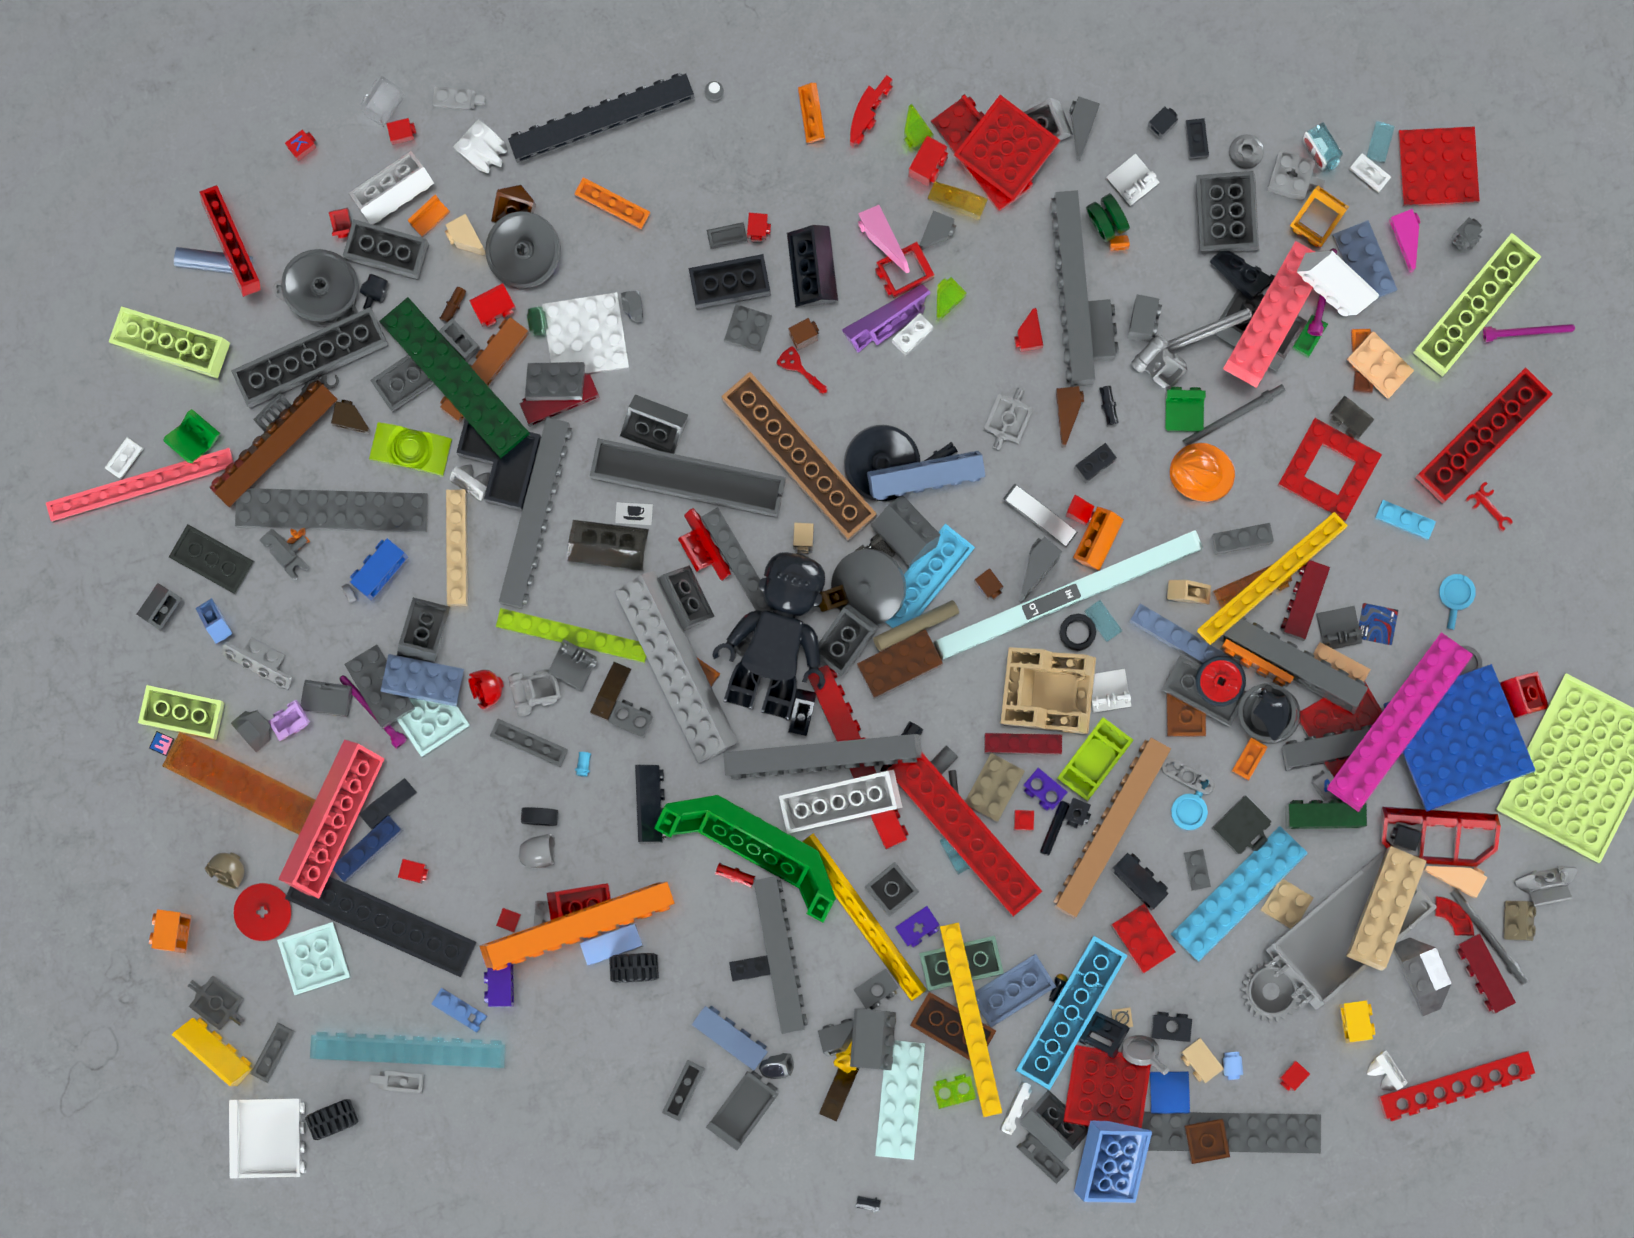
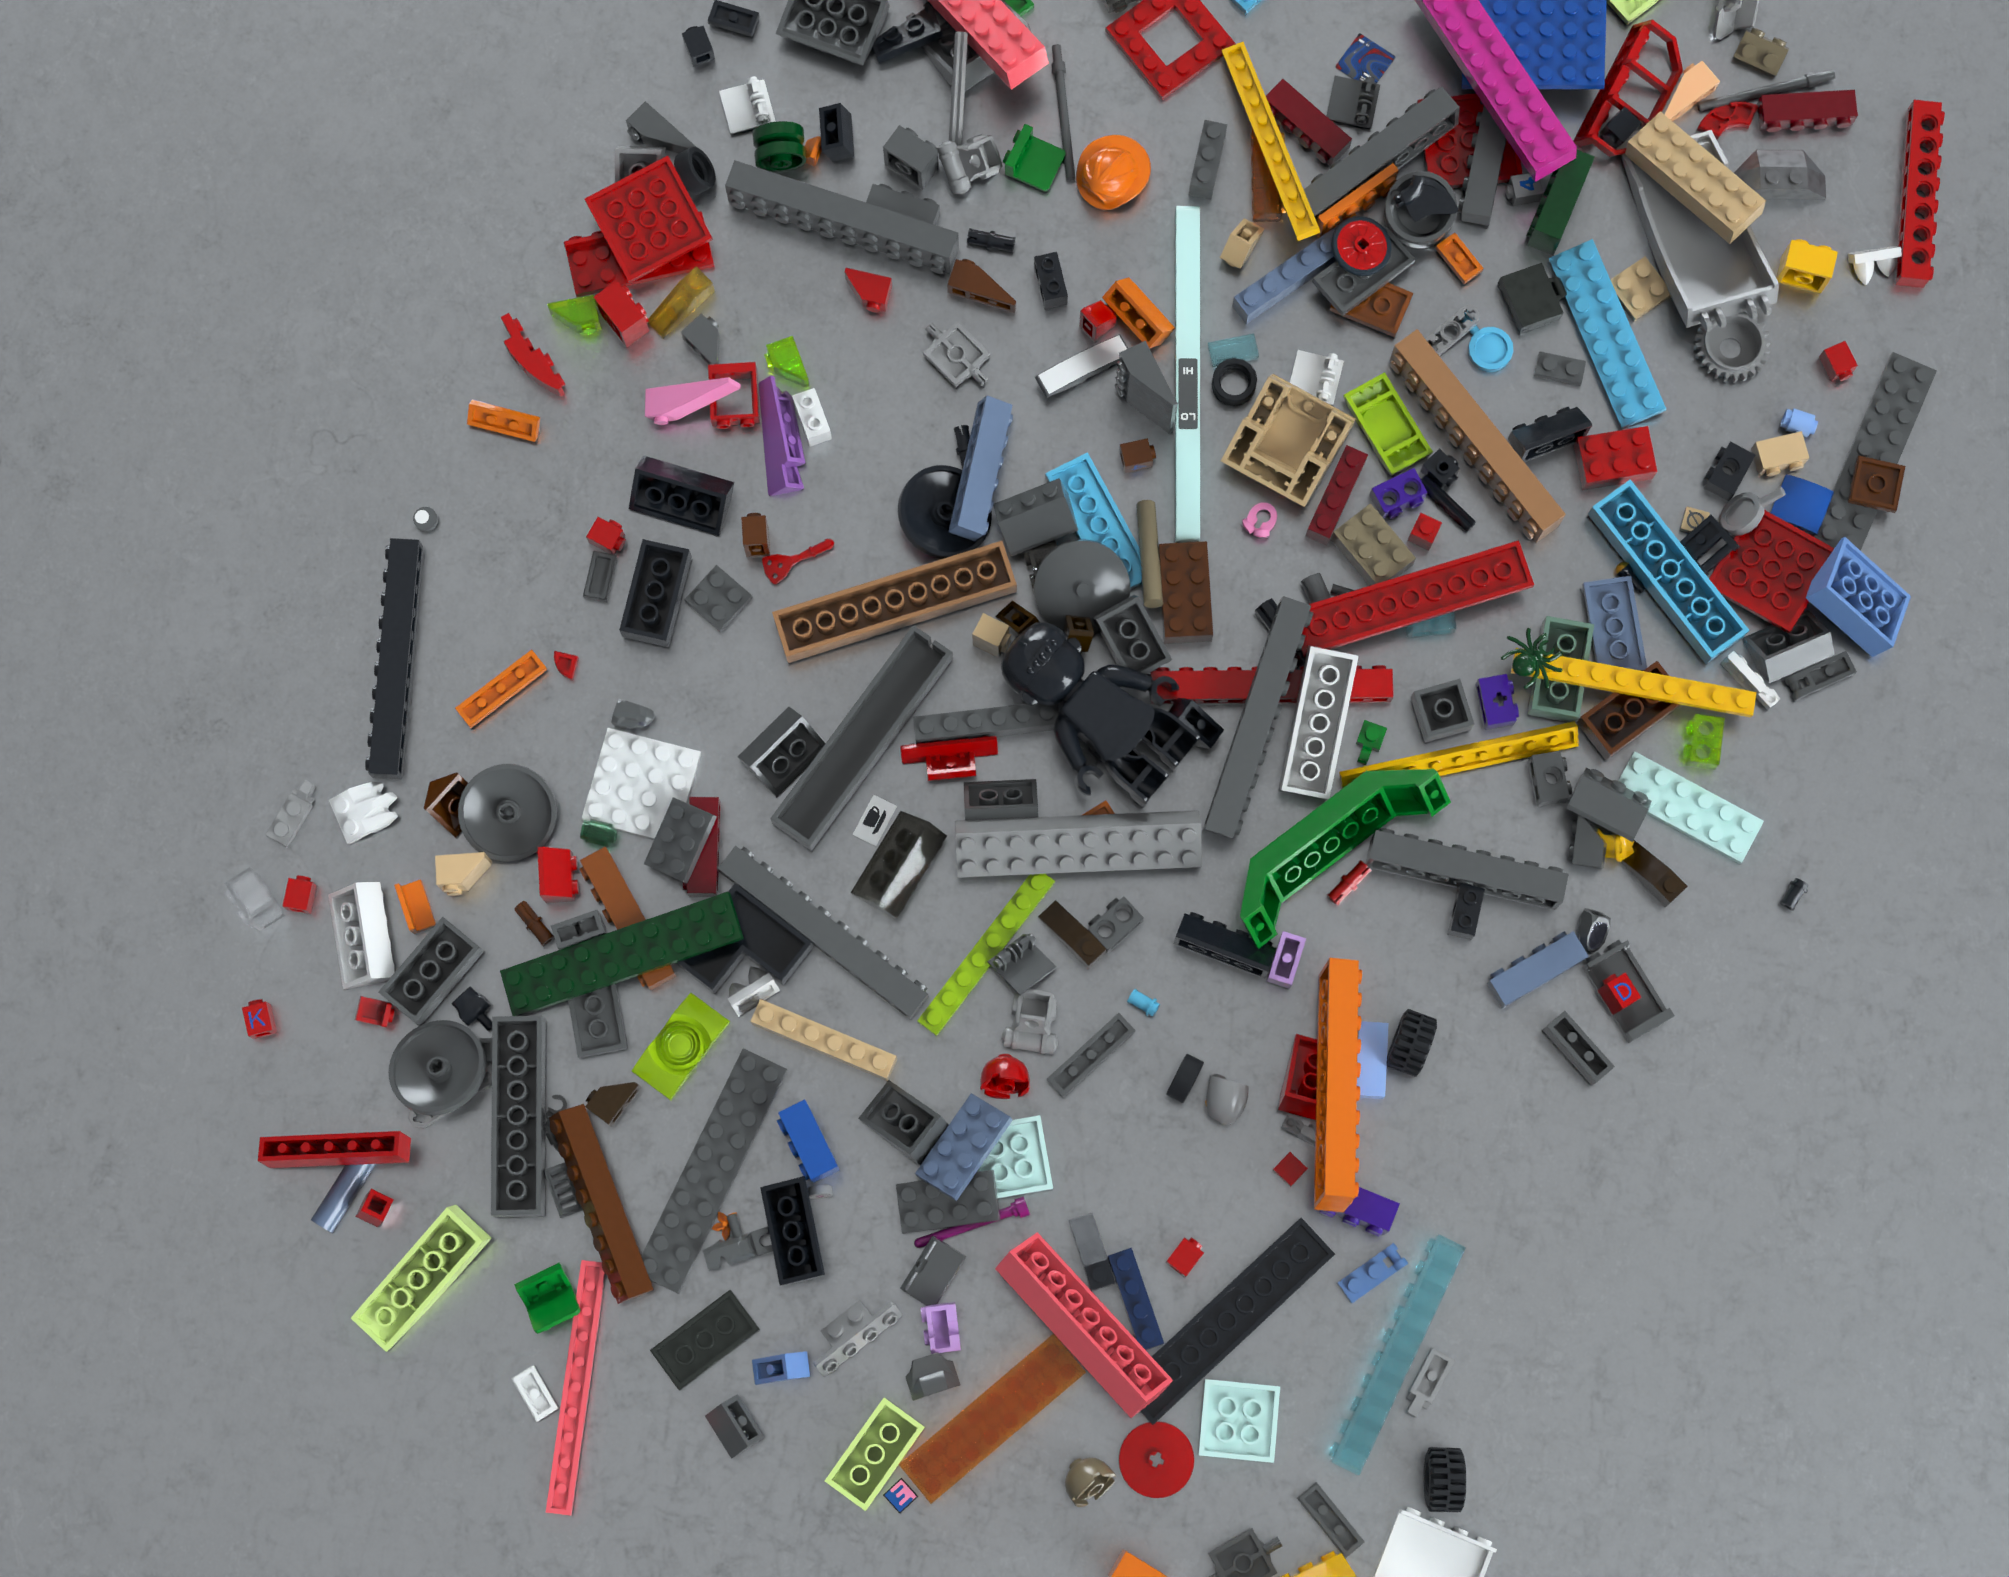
camera: 70 degrees left, 5 degrees down
(202, 287) = (374, 1207): none -> red brick
(310, 585) = (792, 1231): none -> black slope
(651, 241) = (566, 664): none -> red tile
(657, 852) = (1286, 960): none -> lavender brick
(737, 1103) = (1618, 992): none -> red brick
(825, 551) = (1016, 618): none -> dark brown slope
(851, 846) = (1370, 739): none -> green plate
(952, 936) = (1532, 658): none -> dark green animal
(974, 702) = (1266, 527): none -> bright pink piece
(1068, 170) = (695, 170): none -> black tyre
(1139, 254) = (836, 132): none -> black brick
(1341, 662) = (1394, 110): light nougat plate -> none

